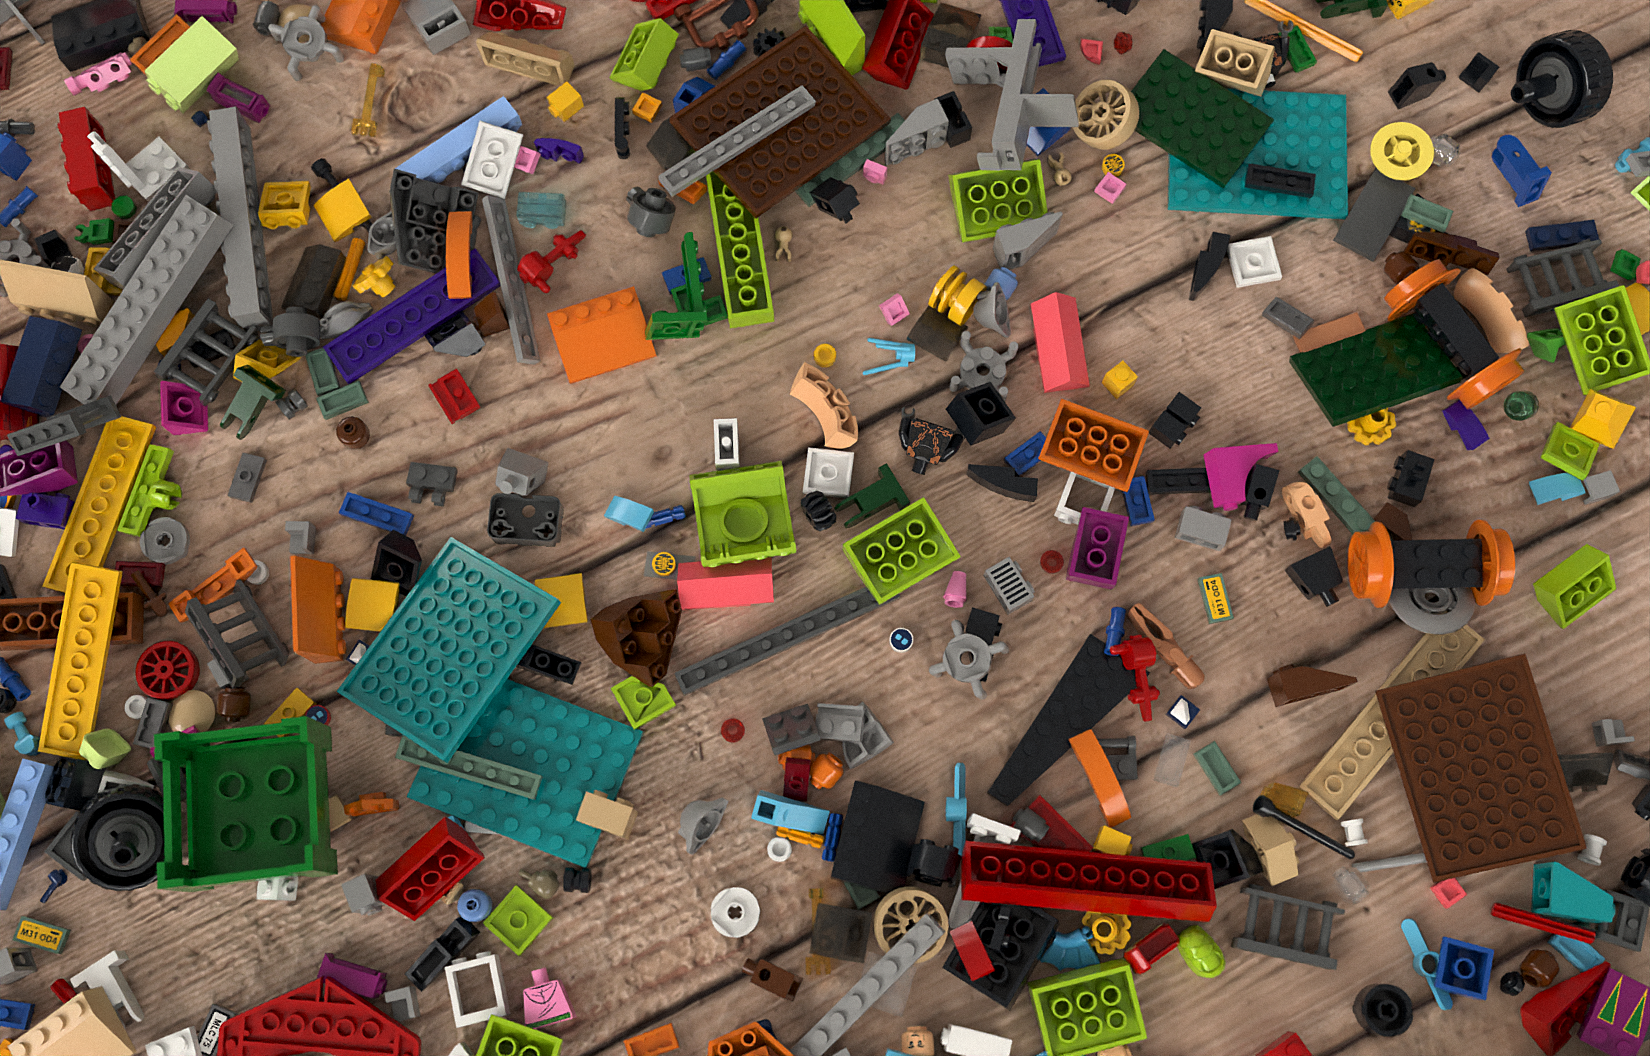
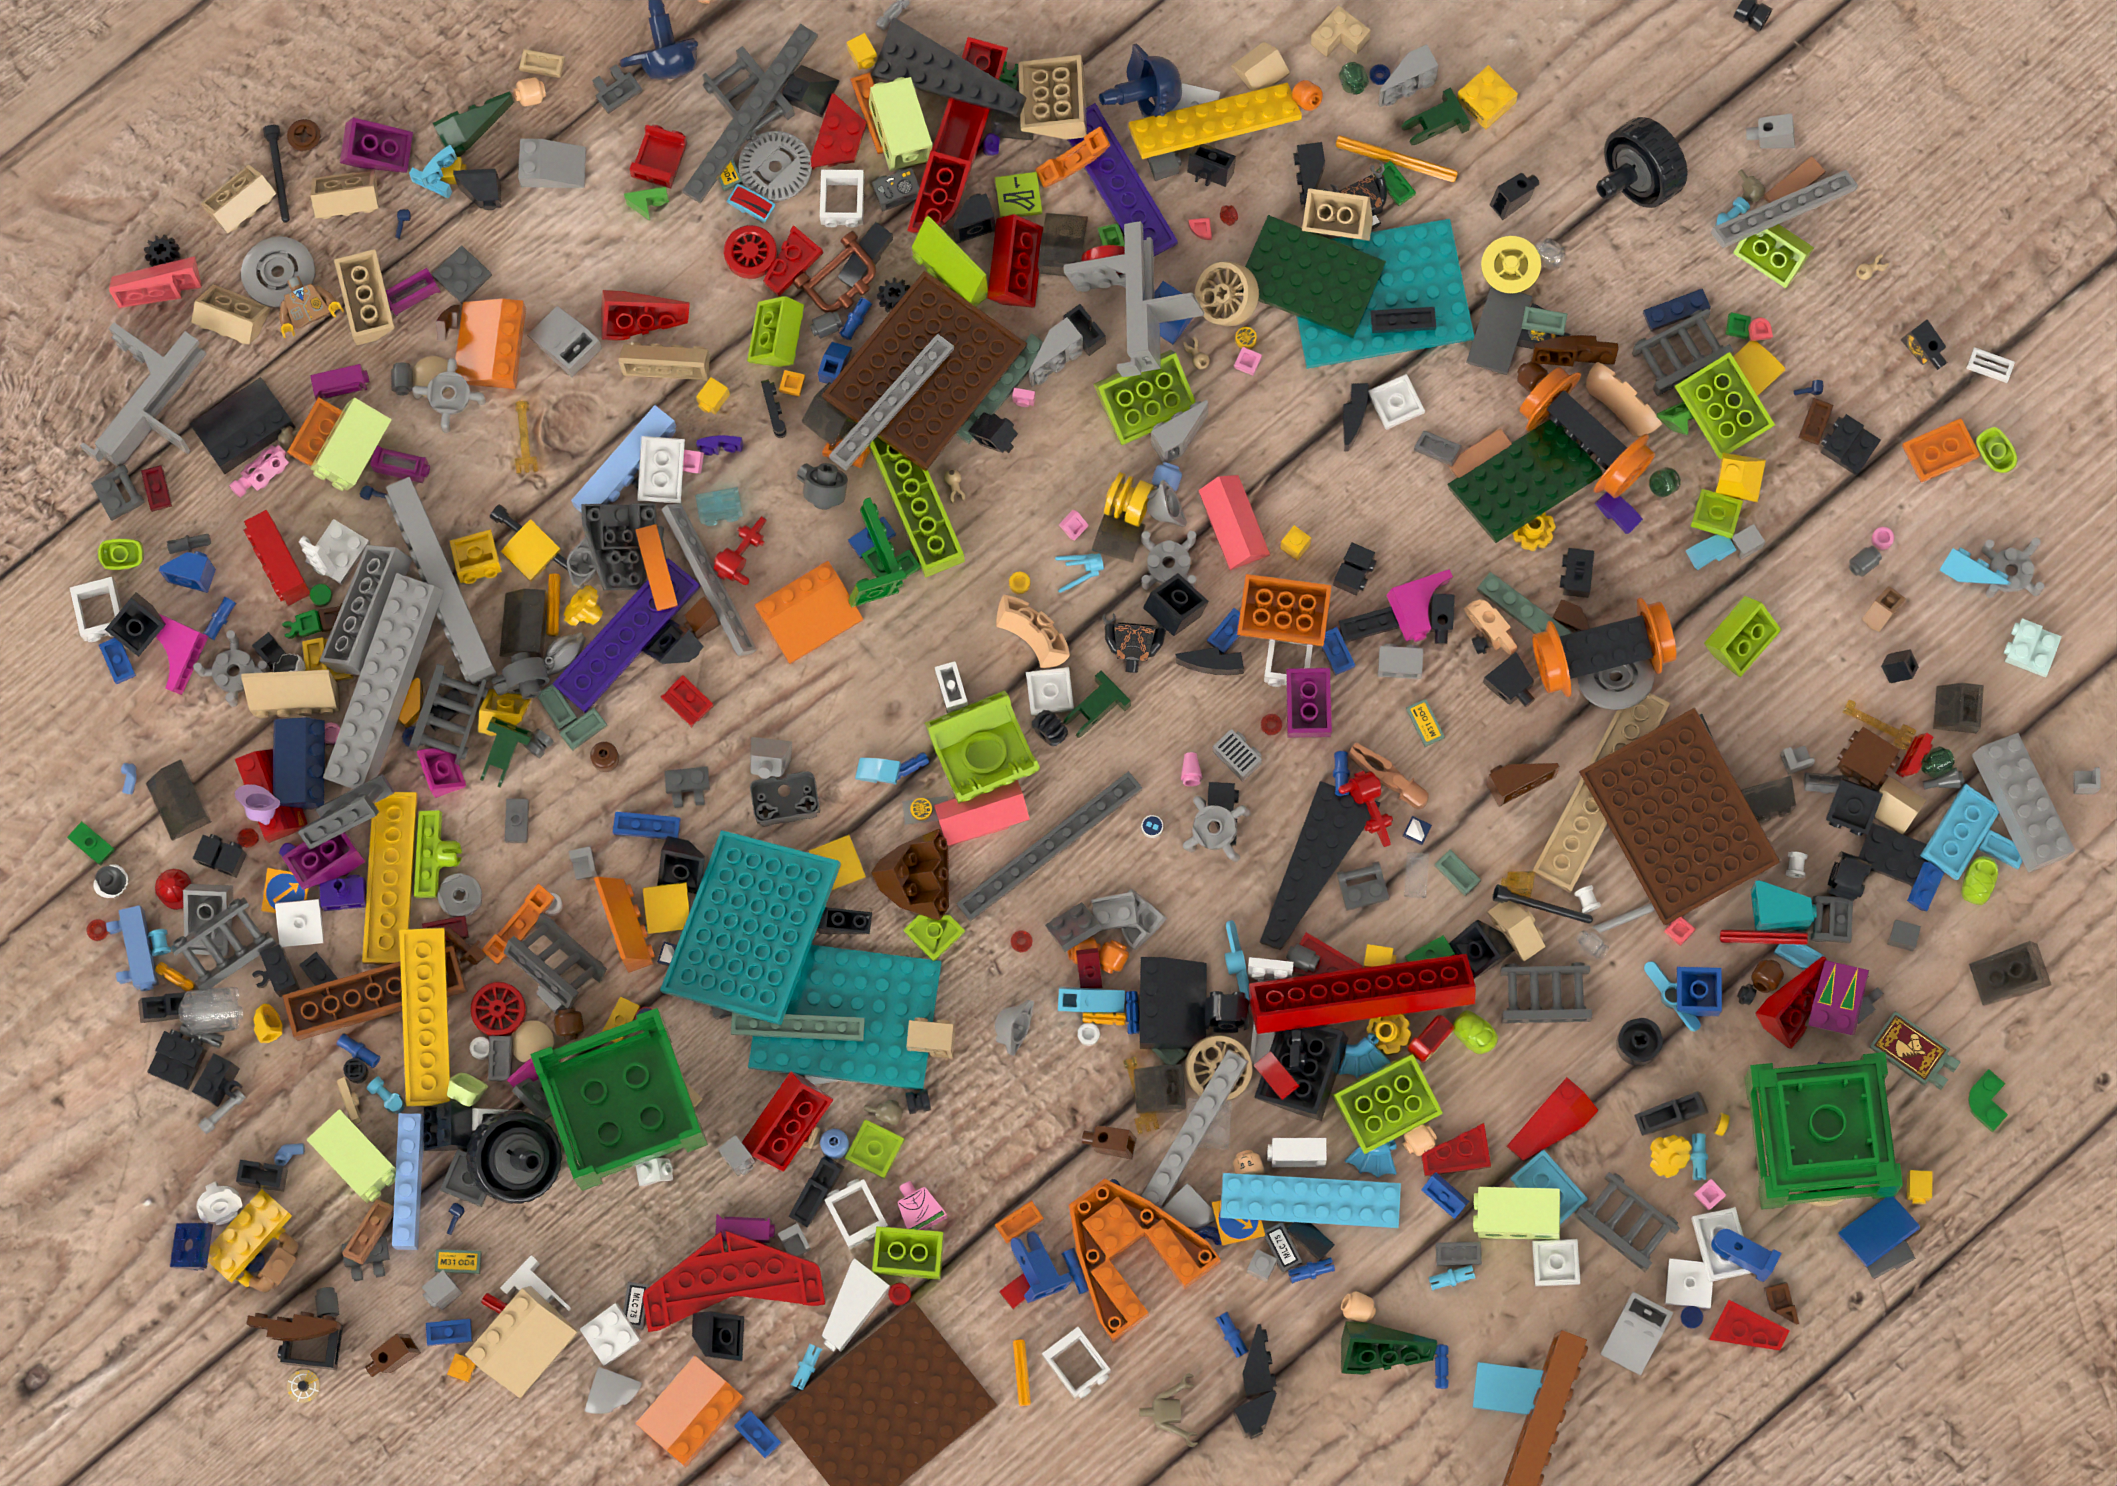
camera: 10 degrees left, 0 degrees up
(371, 804) = (717, 1081): orange plate -> none
(737, 926) = (1069, 1107): white plate -> none
(900, 551) = (1132, 746): lime slope -> none
(1101, 777) = (1356, 904): orange slope -> none
(1478, 72) = (1570, 168): black panel -> none
(1521, 171) = (1623, 257): blue piece -> none

